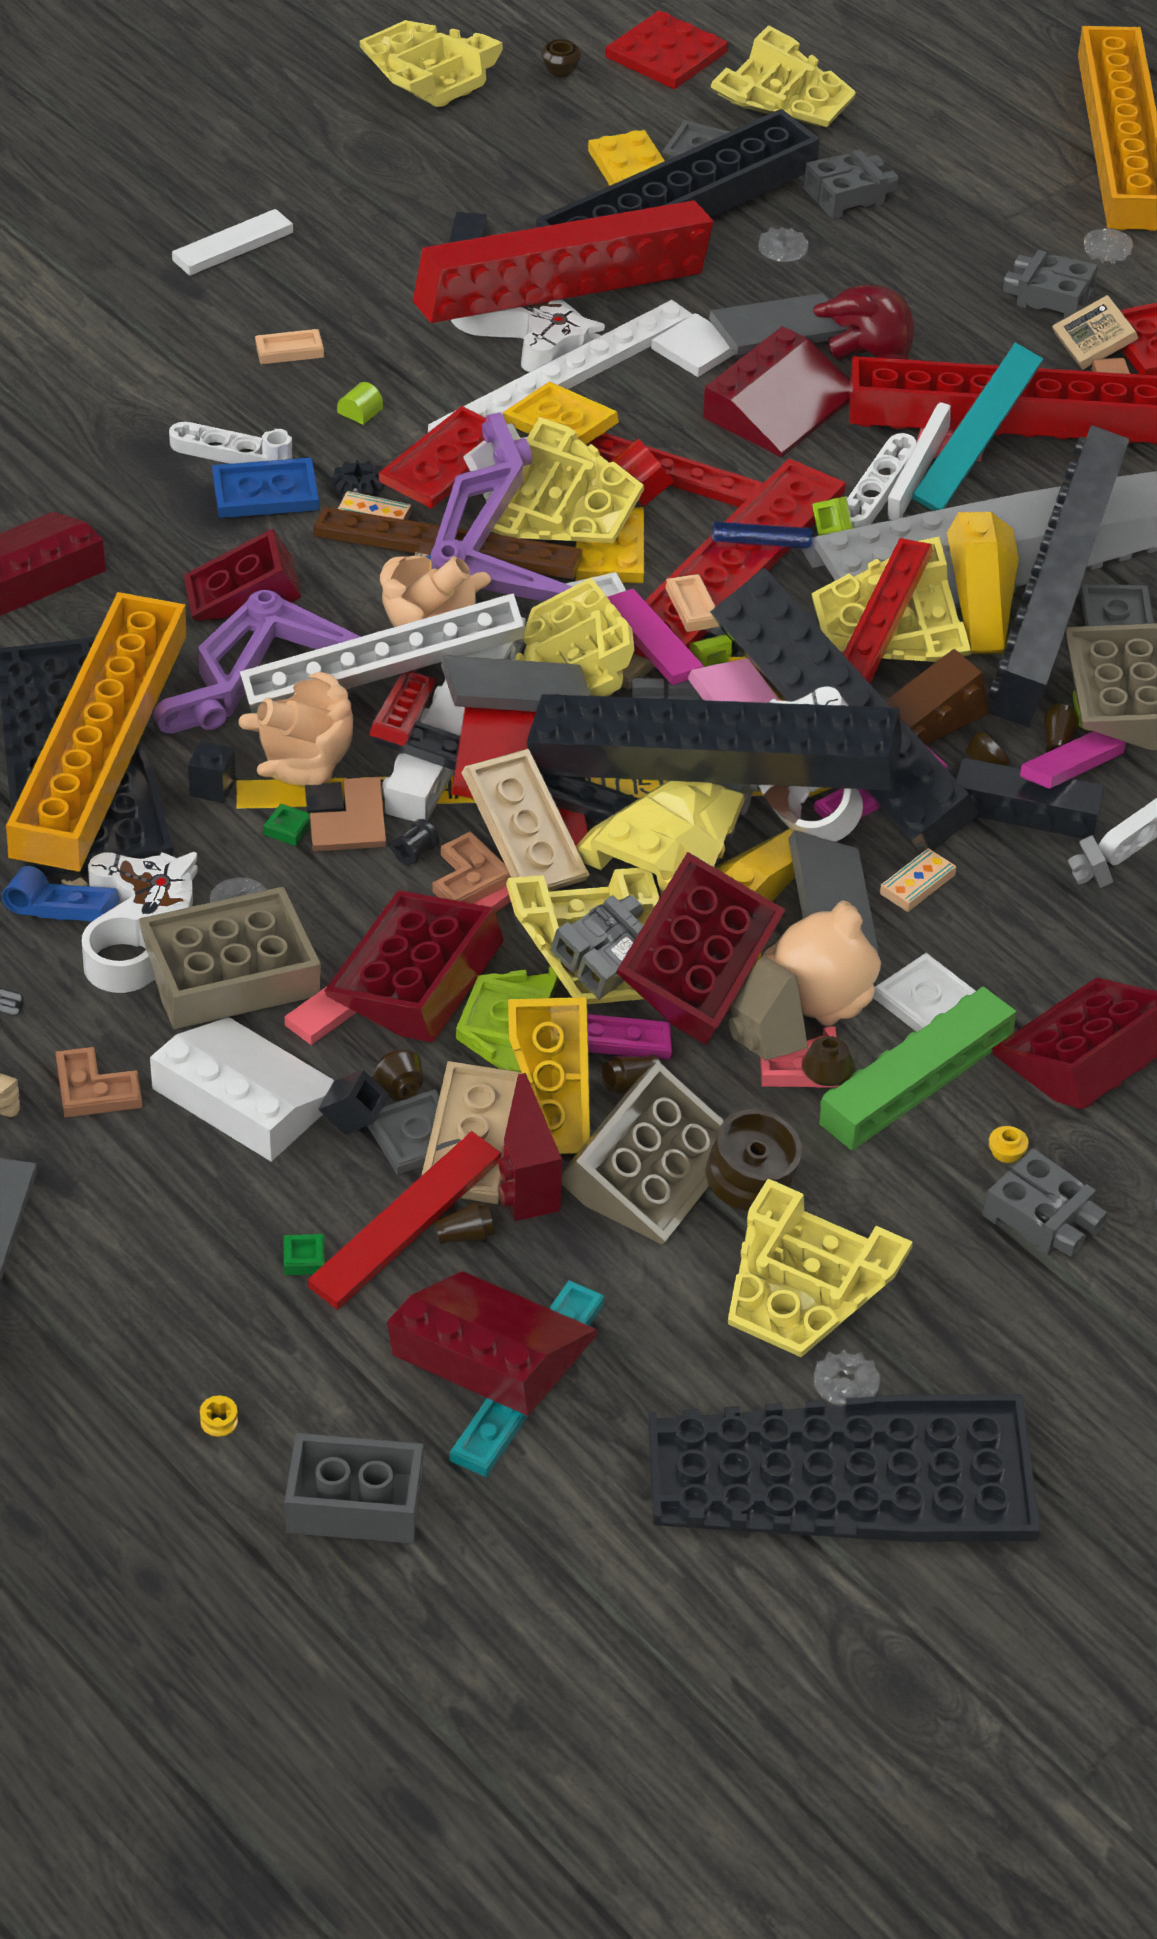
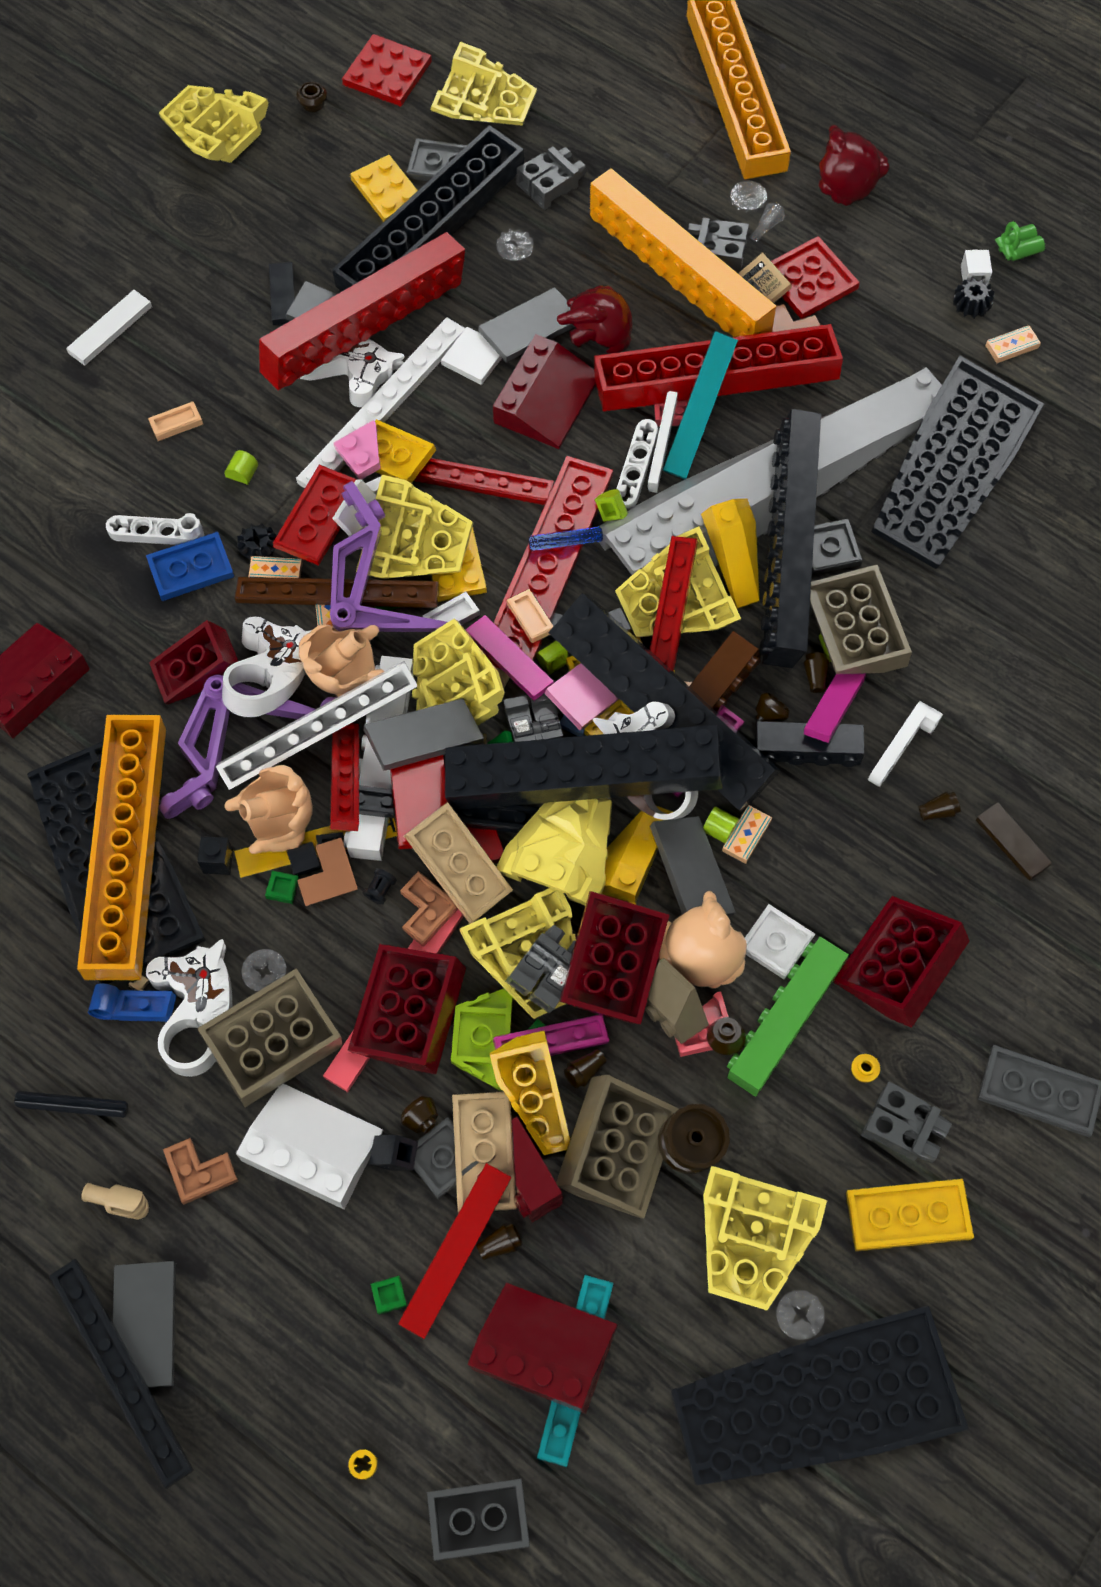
camera: 10 degrees left, 20 degrees up
(332, 597) = (275, 667): none -> white animal
(520, 402) = (360, 450): none -> bright pink wing
(646, 469) = (463, 495): red brick -> none
(883, 860) = (720, 824): none -> lime brick
(991, 278) = (679, 257): none -> light orange brick
(1025, 1306) = (909, 1214): none -> yellow tile
(1090, 864) = (867, 794): light grey tile -> none
(1132, 268) = (771, 216): none -> clear cone

